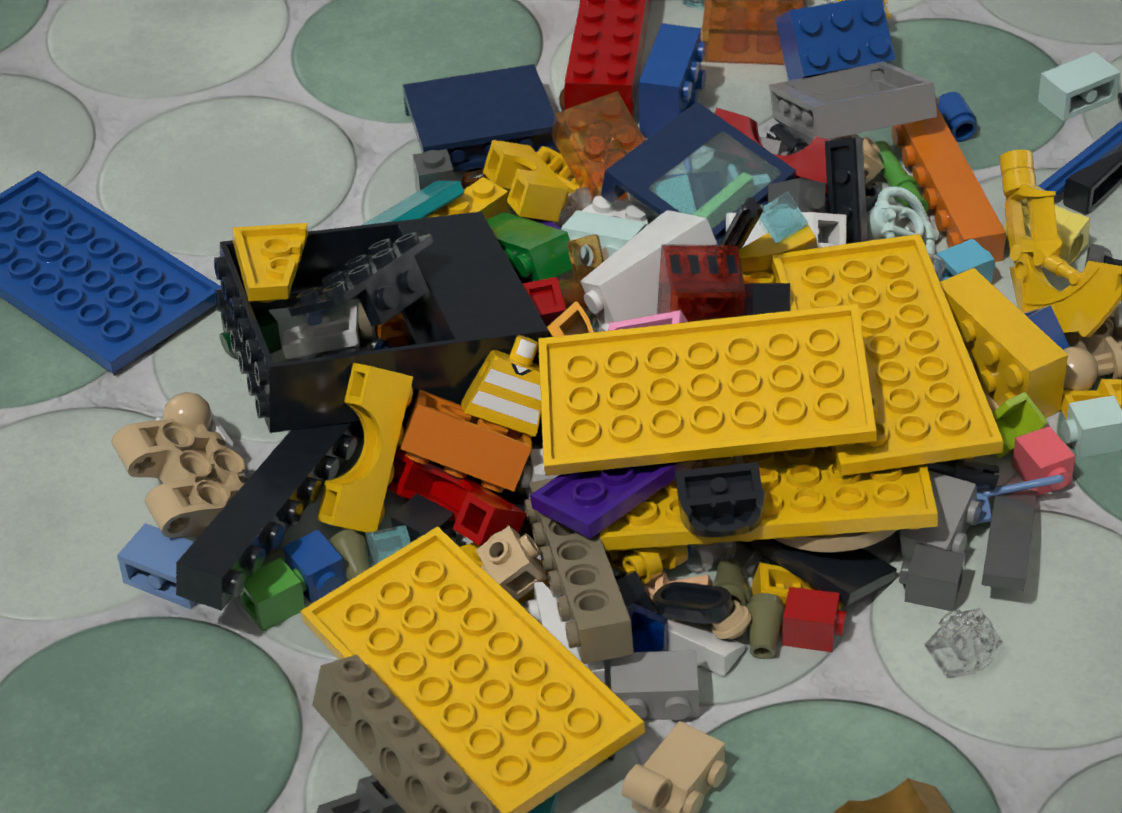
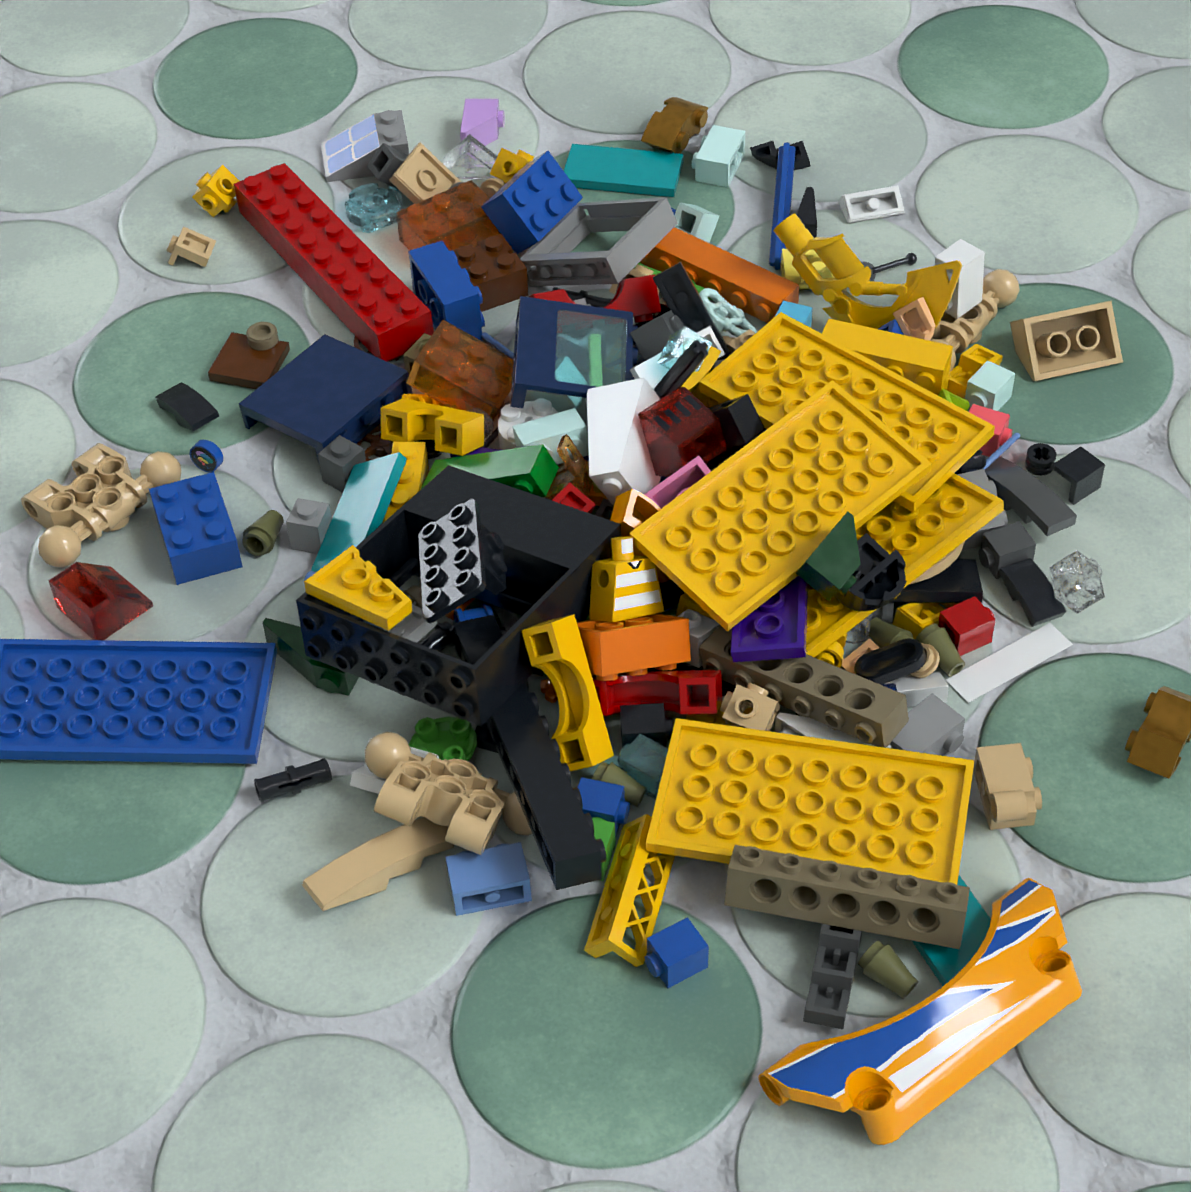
camera: 40 degrees left, 5 degrees up
(88, 498) = (372, 864): none -> tan slope
(120, 400) = (292, 779): none -> black pin
(138, 179) = (97, 598): none -> clear red slope
(222, 106) = (94, 501): none -> tan connector
(238, 720) = (676, 953): none -> blue brick
(243, 647) = (622, 885): none -> yellow fence
(254, 441) = (446, 737): none -> bright green dish
(266, 166) = (195, 528): none -> blue brick
(316, 199) = (262, 534): none -> olive cone
(341, 116) = (206, 455): none -> tile
(350, 206) = (308, 525): none -> light grey brick
(373, 70) = (188, 406): none -> black slope
(463, 56) = (245, 366): none -> reddish brown tile
(490, 43) = (262, 336): none -> dark tan tile
(686, 459) = (834, 560): none -> dark green slope
(737, 81) = (494, 270): none -> reddish brown piece
(827, 679) = (1009, 662): none -> white sticker
(914, 626) = (1033, 590): none -> black slope
(974, 57) = (624, 170): none -> teal tile
(976, 131) = (696, 221): none -> light aqua brick
(1063, 36) = (675, 125): none -> pearl gold brick
(1067, 318) = (916, 320): none -> light nougat slope
(1074, 529) = (1038, 466): none -> black bush
(1090, 552) = (1082, 471): none -> black panel

